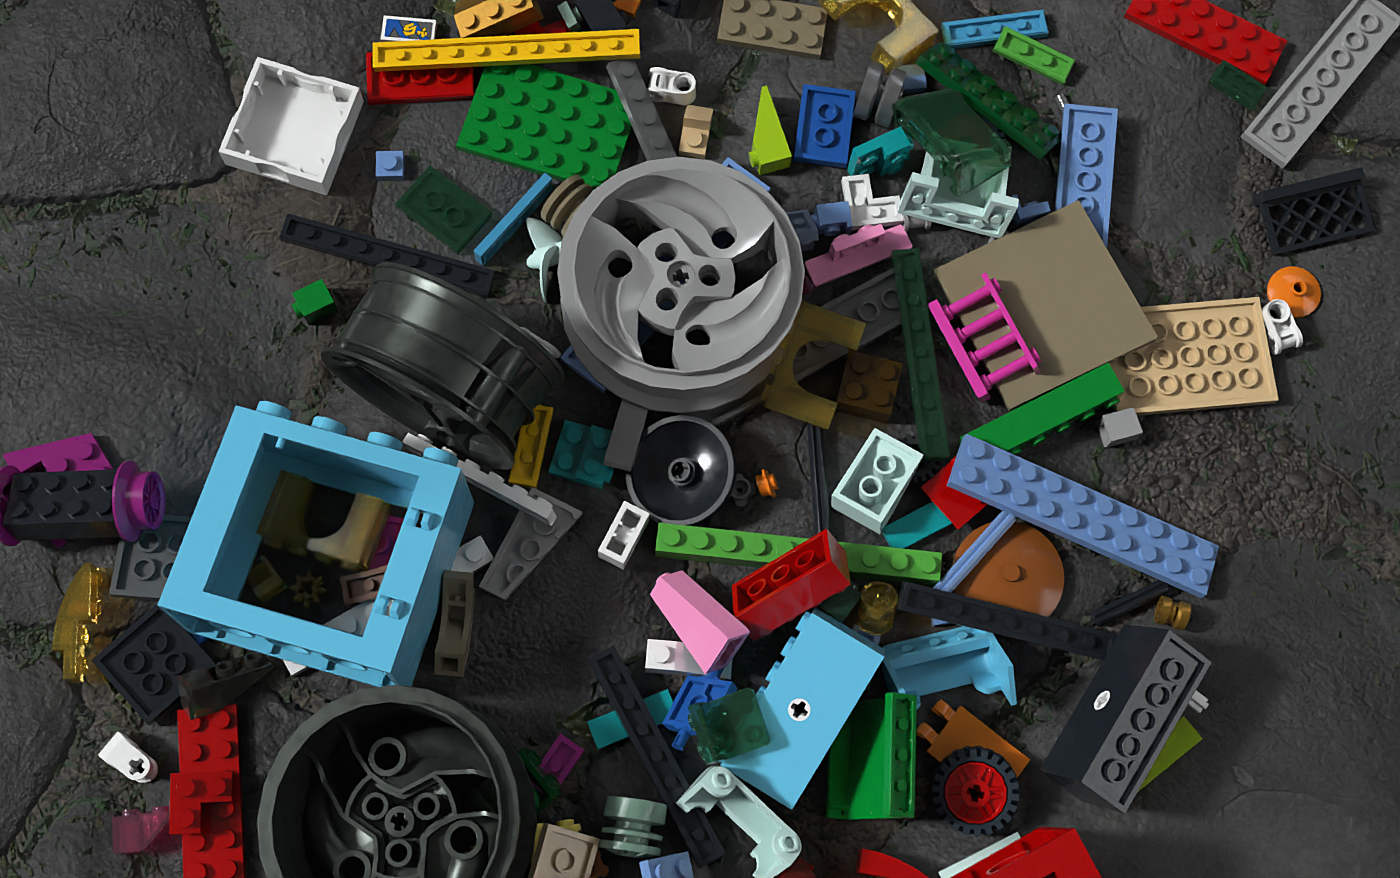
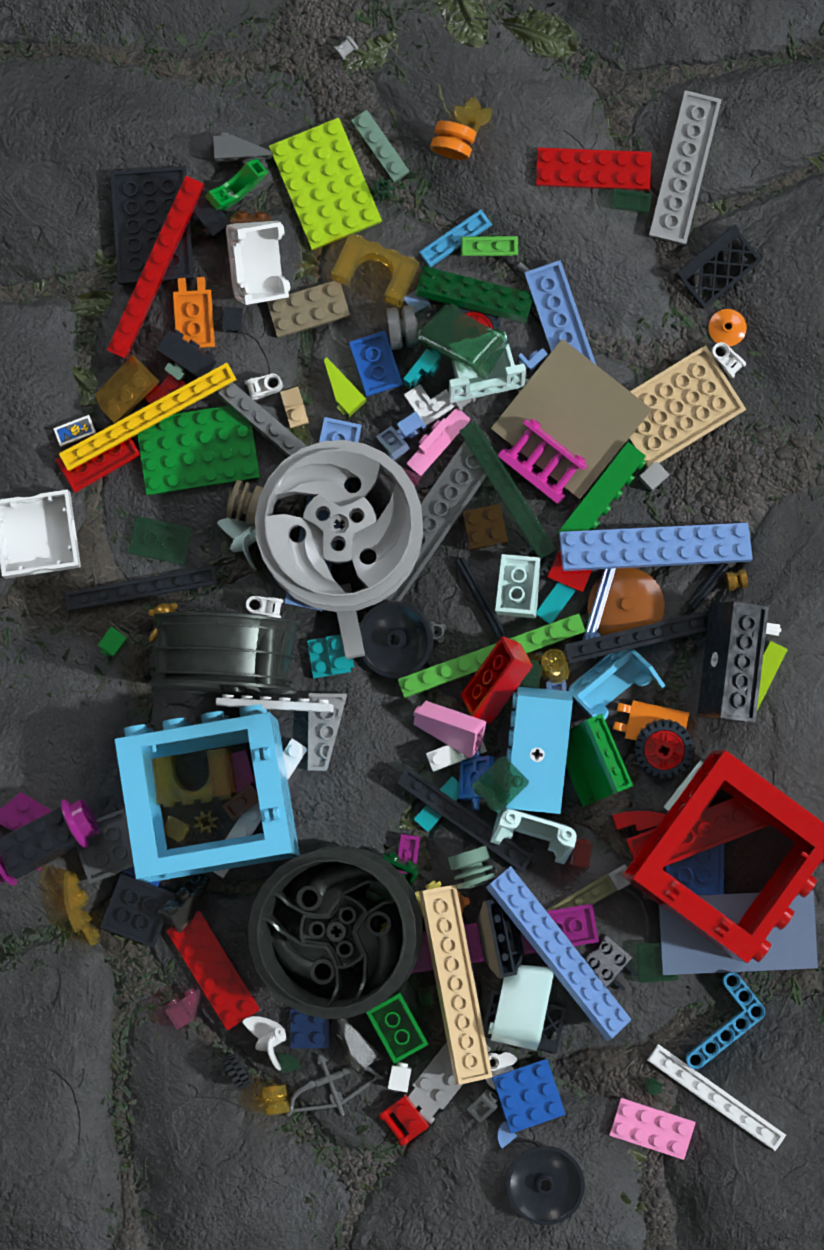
camera: 15 degrees left, 10 degrees up
(126, 756) = (151, 971): white piece -> none
(188, 793) = (202, 976): red plate -> none
(389, 165) = (111, 528): medium blue plate -> none
(456, 623) = (305, 800): dark tan arch -> none
(513, 219) = (209, 526): dark azure tile -> none
(531, 449) = (297, 672): yellow tile -> none
(623, 535) = (380, 696): white brick -> none
(766, 483) = (451, 620): orange plate -> none
(785, 394) = (437, 560): clear yellow arch -> none

